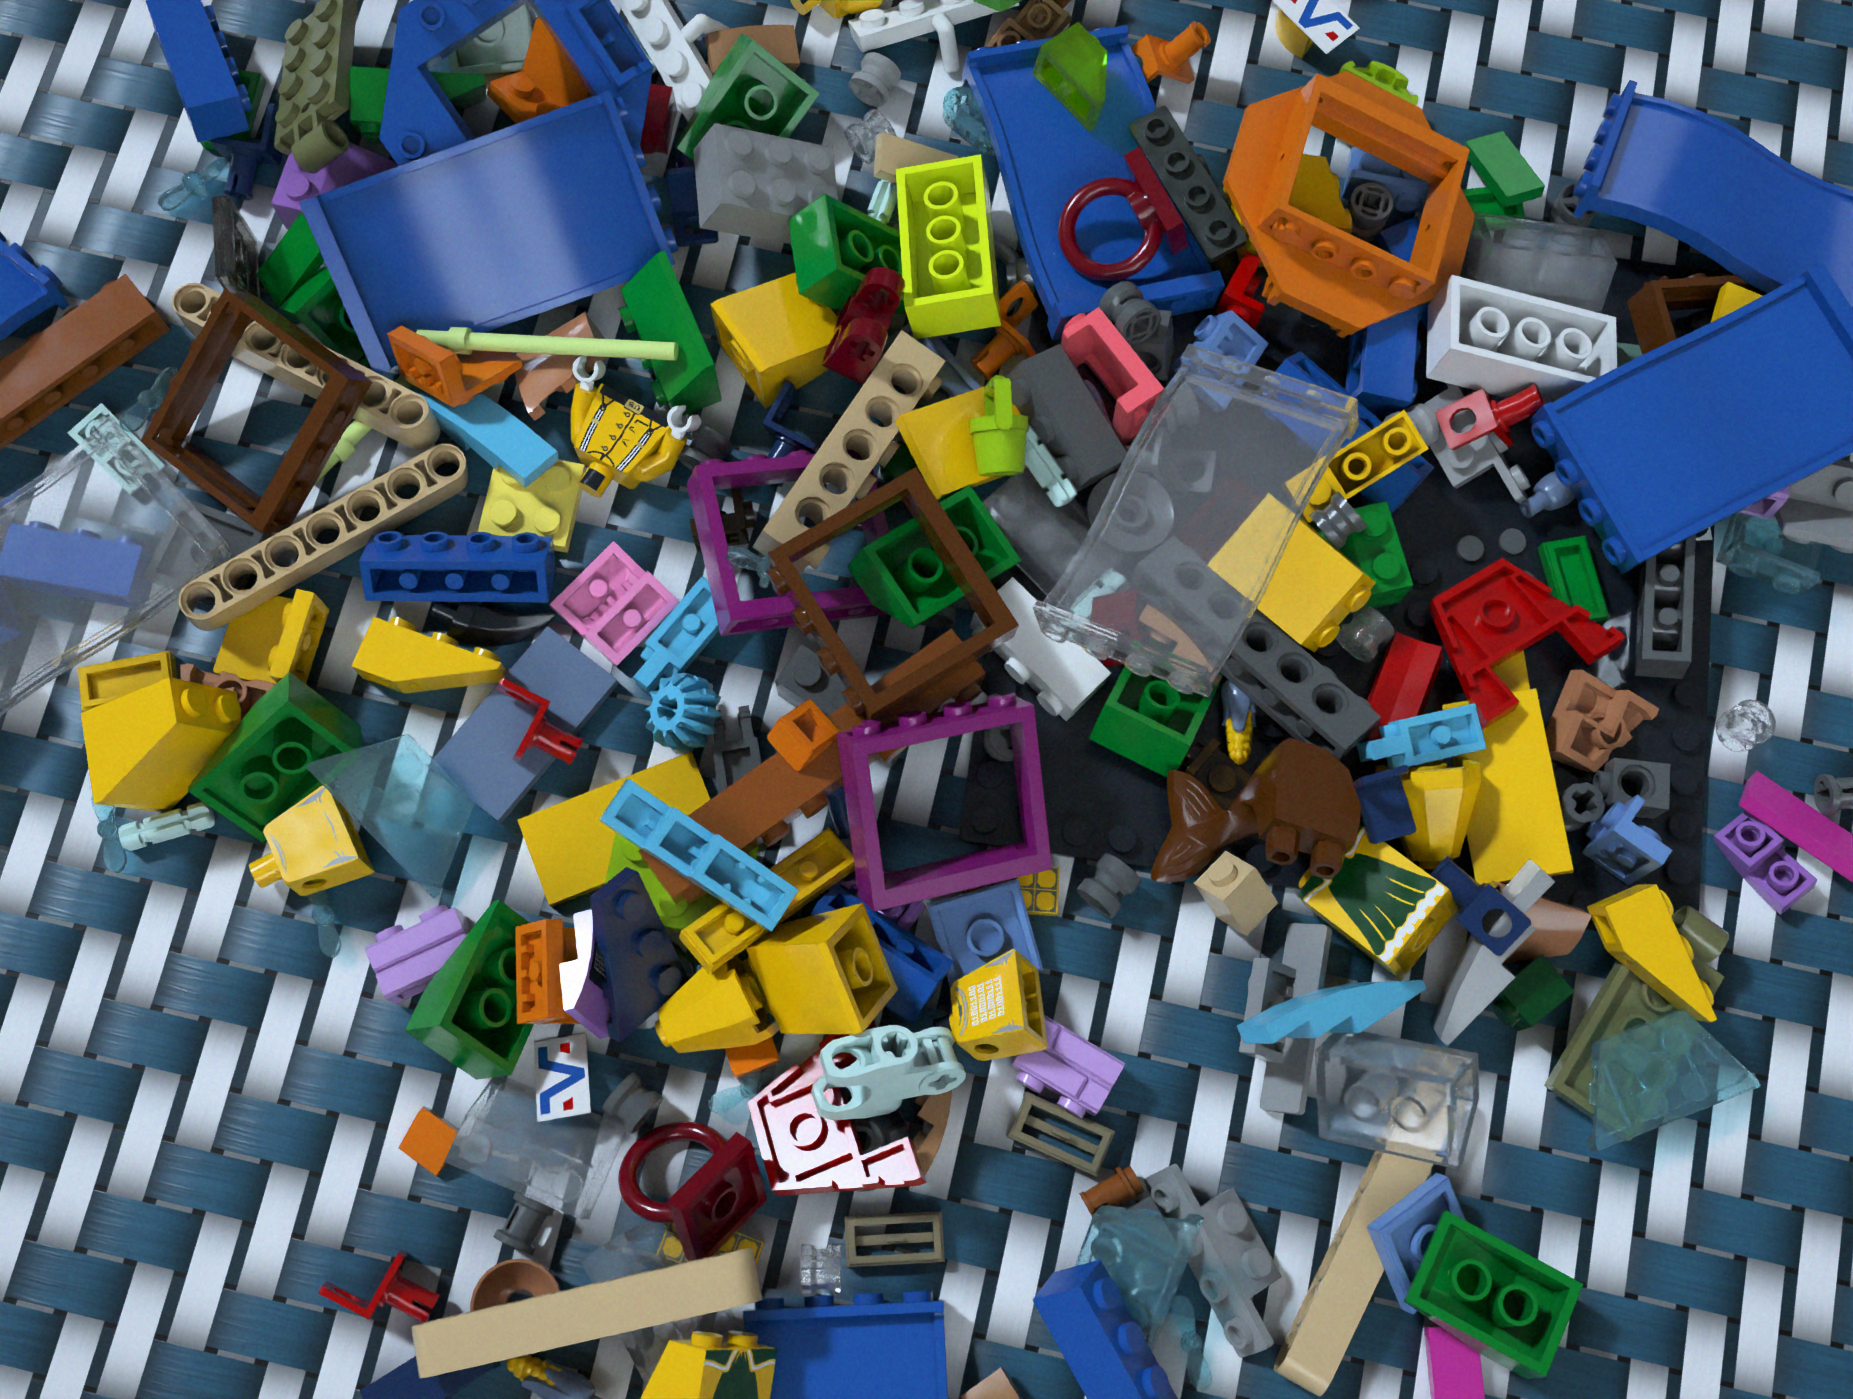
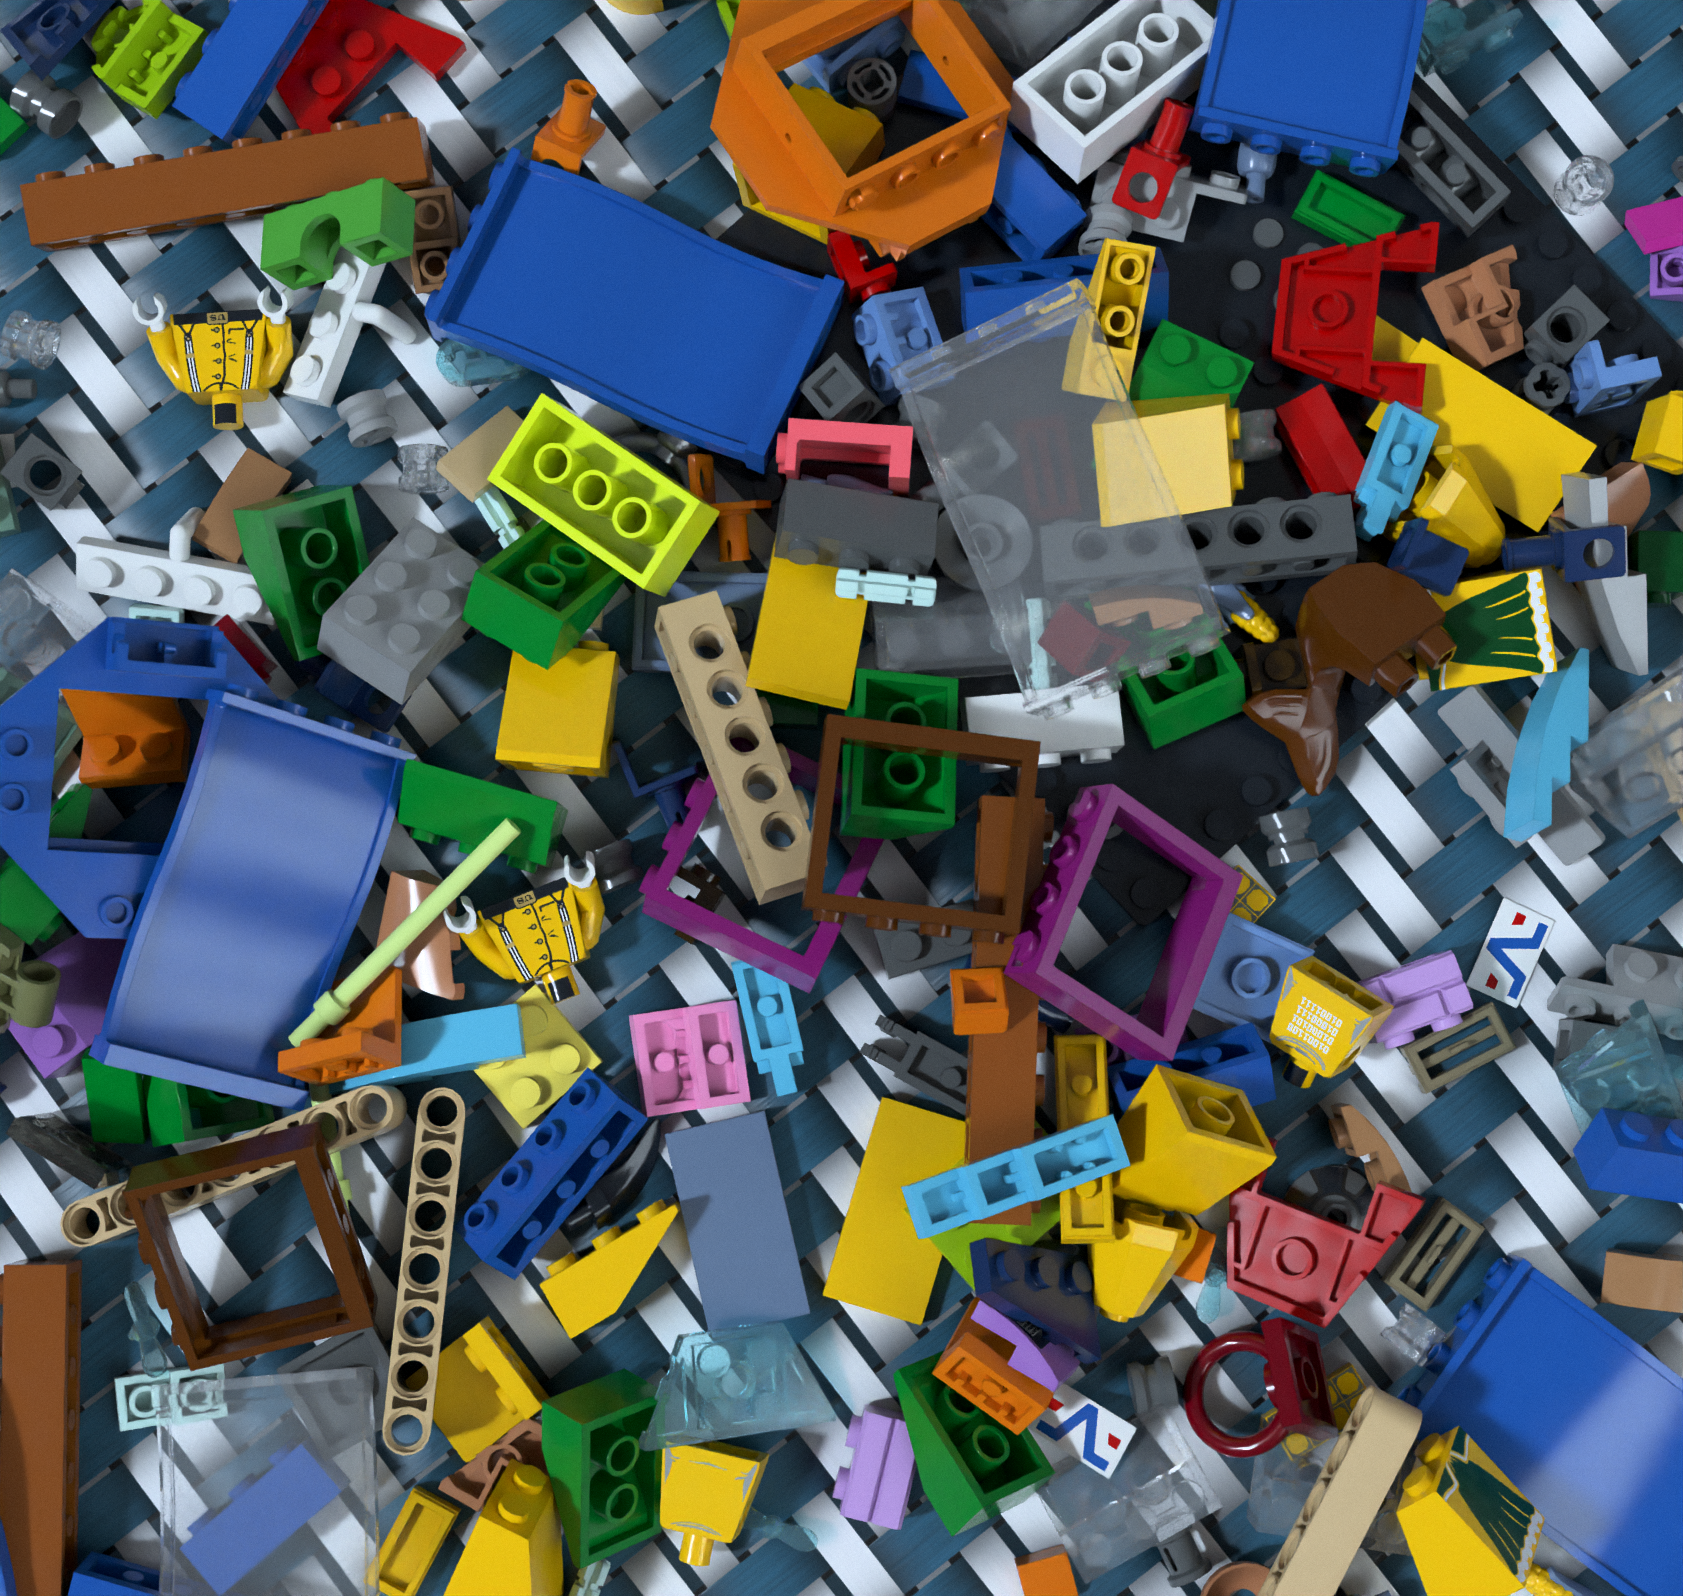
camera: 50 degrees left, 10 degrees up
(540, 733) = (764, 1218): red bracket -> none
(683, 712) = (847, 1078): medium azure gear -> none
(746, 559) = (788, 909): clear light blue piece -> none
(864, 325) = (621, 637): dark red piece -> none
(888, 1068) = (1310, 1156): light aqua piece -> none
(999, 435) = (834, 604): lime piece -> none
(1075, 73) = (533, 238): clear neon green slope -> none
(1113, 1191) = (1539, 1045): dark orange pin -> none
(1130, 312) = (813, 393): dark grey wheel -> none
(1149, 206) = (721, 288): dark red tile -> none
(1162, 1119) = (1510, 952): none -> white sticker
(1188, 184) = (719, 229): pearl dark grey bracket -> none
(1236, 893) = (1383, 737): tan brick -> none
(1338, 520) = (1152, 379): dark grey wheel -> none

